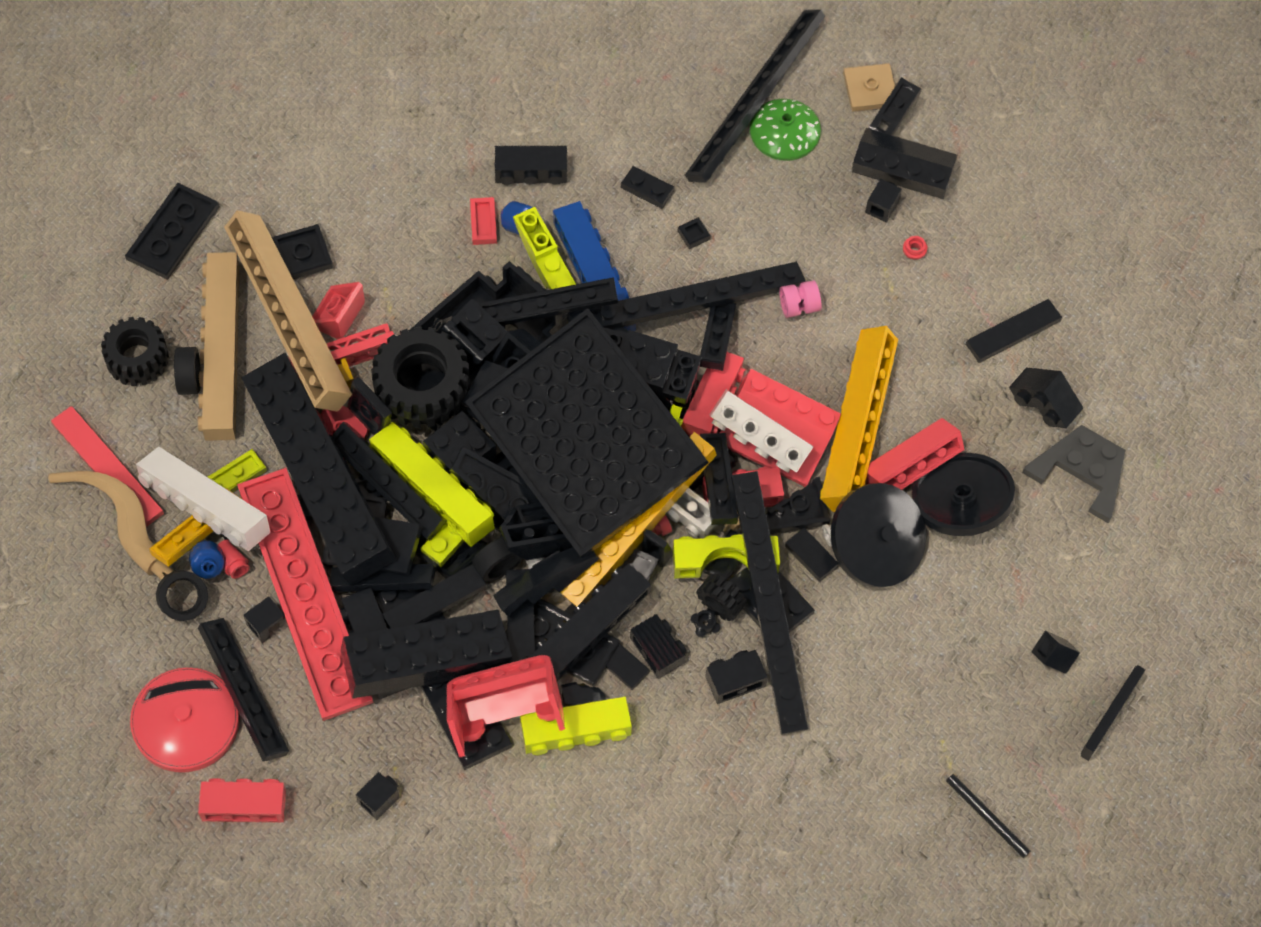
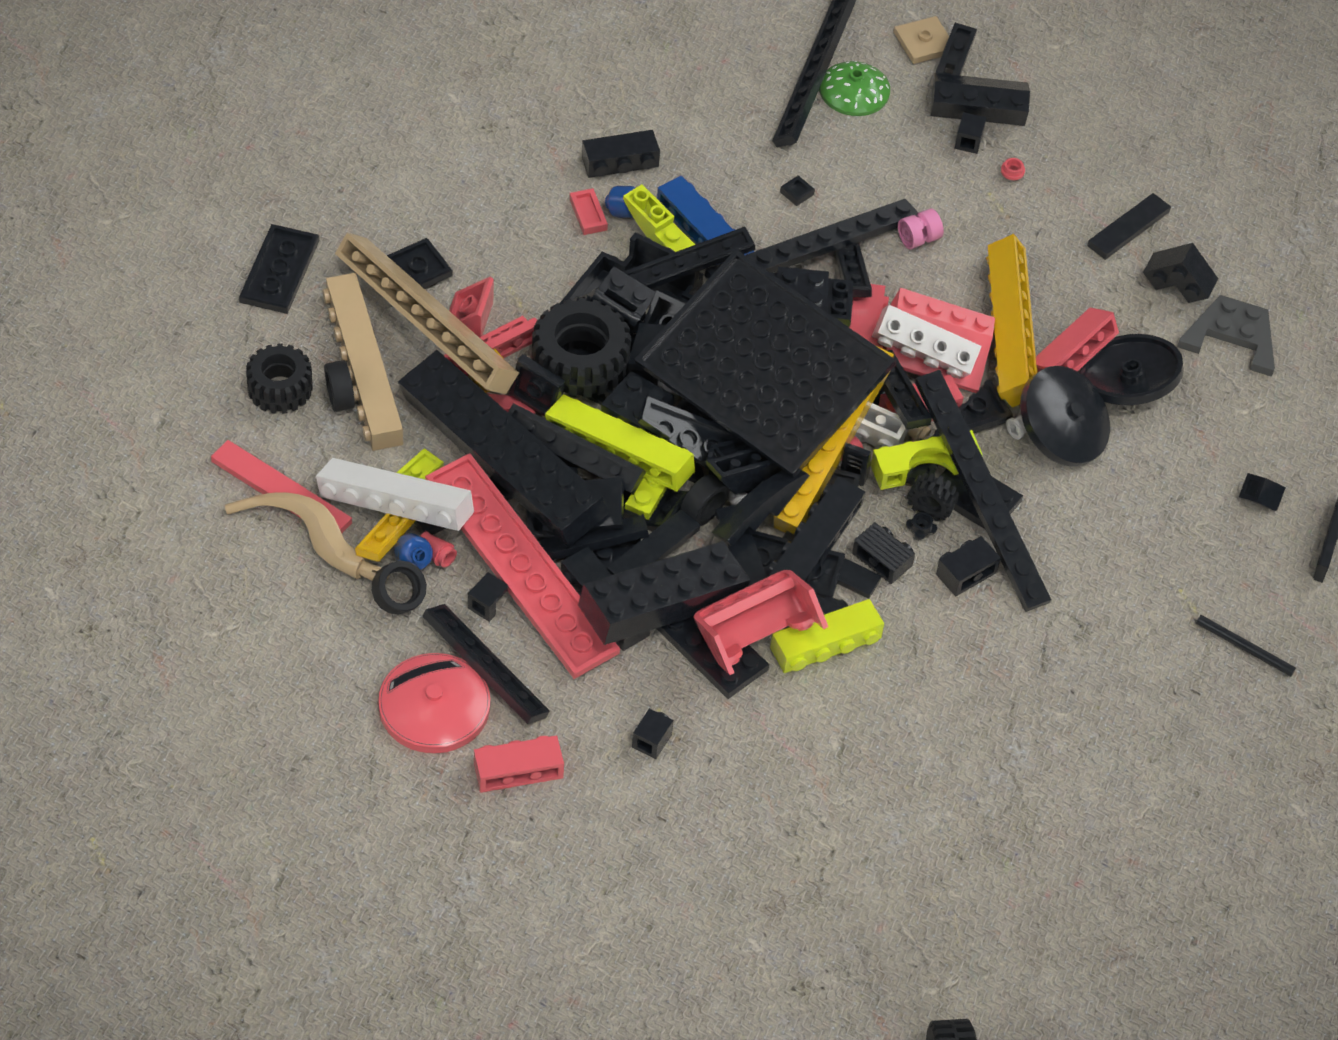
camera: 15 degrees left, 10 degrees down
(647, 187) = (739, 157): black plate -> none
(811, 554) = (1004, 449): black tile -> none

